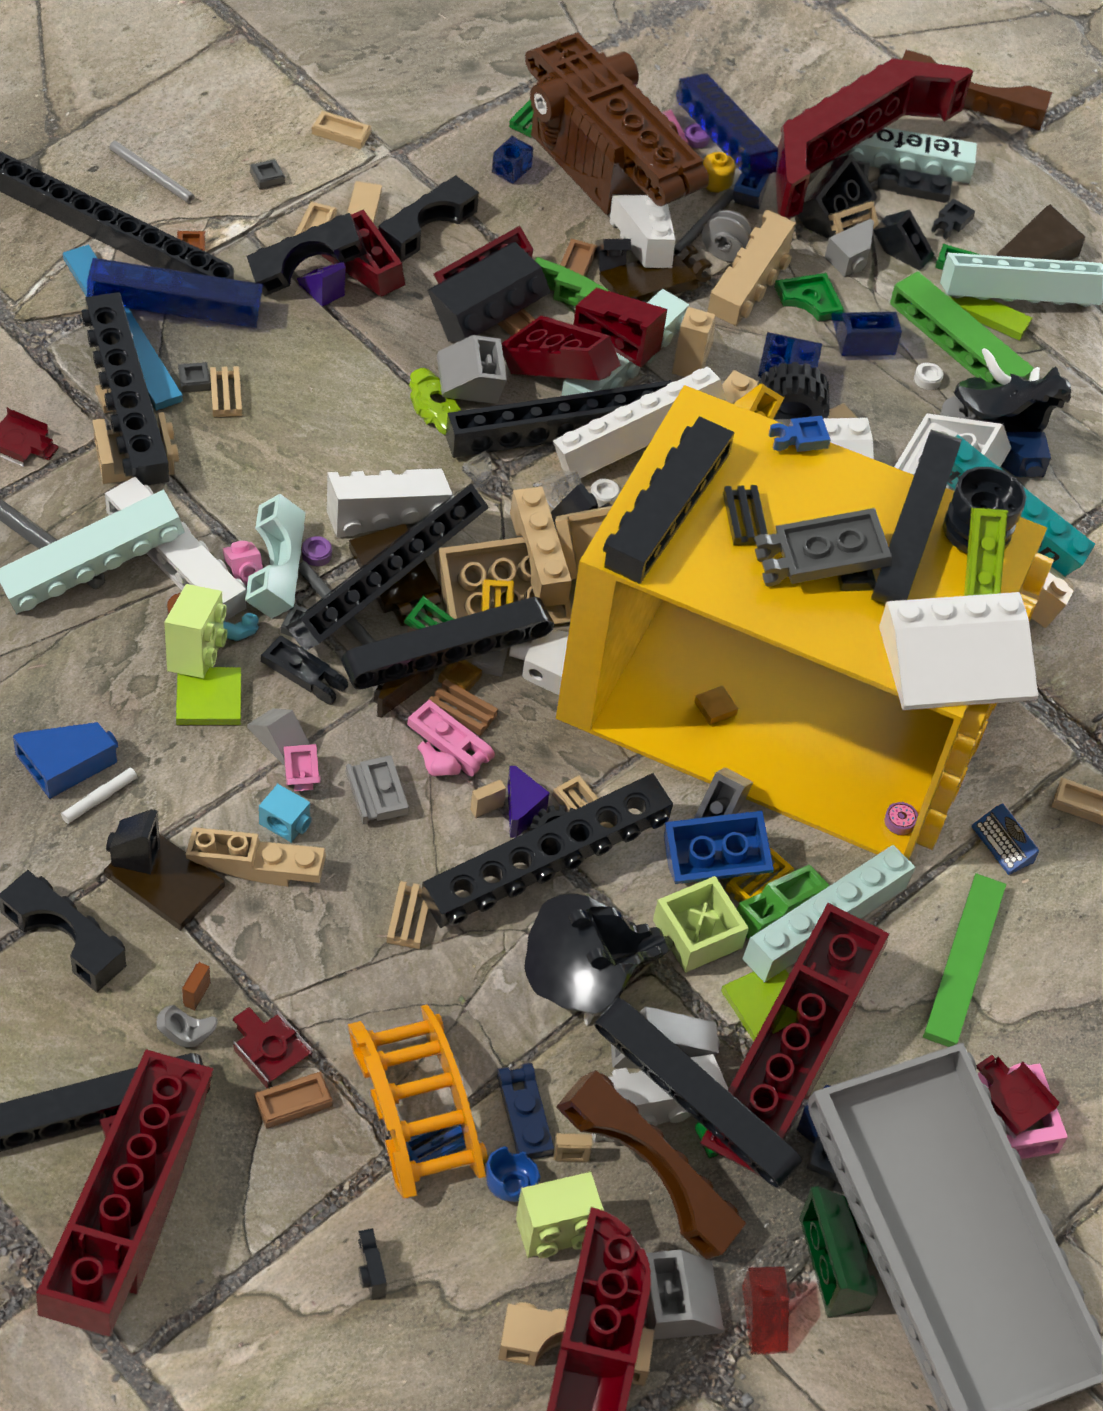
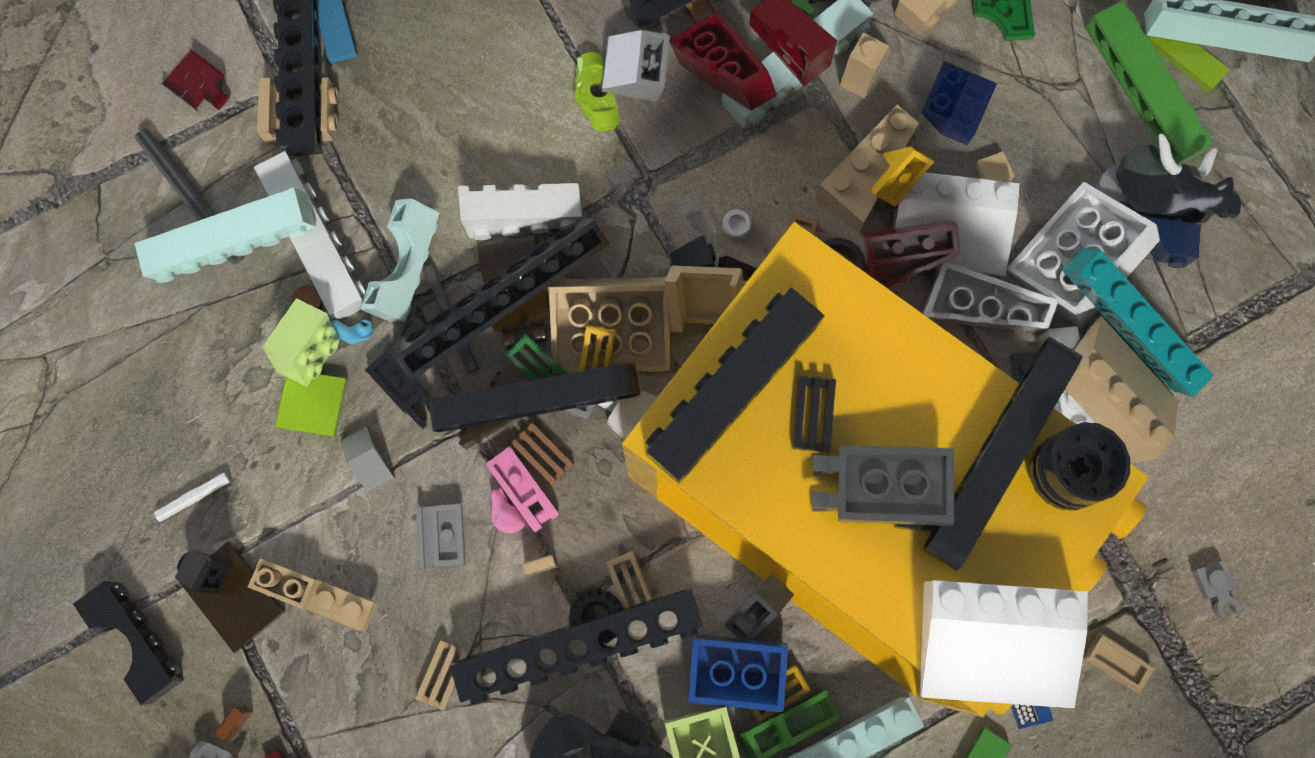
camera: 20 degrees right, 25 degrees up
(65, 755) = (166, 453): blue slope -> none
(194, 377) = (373, 30): dark grey tile -> none
(225, 375) = (401, 30): tan tile -> none
(243, 560) = (372, 258): bright pink bracket -> none
(285, 813) = (350, 550): medium azure brick -> none
(301, 766) = (375, 503): bright pink bracket -> none
(316, 551) = (445, 252): medium lavender tile -> none
(461, 674) = (550, 422): pearl gold tile -> none
(524, 800) = (572, 574): dark purple slope -> none
(535, 420) = (713, 136): black brick -> none
(547, 562) = (648, 297): tan arch -> none
(627, 427) = (785, 160): white brick -> none
(803, 390) = (953, 145): black tyre -> none
(804, 433) = (909, 316): blue plate -> none
(867, 332) = (1050, 65): clear blue slope -> none
(928, 376) = (1100, 126): white tile -> none
(985, 551) = (1061, 538): lime tile -> none

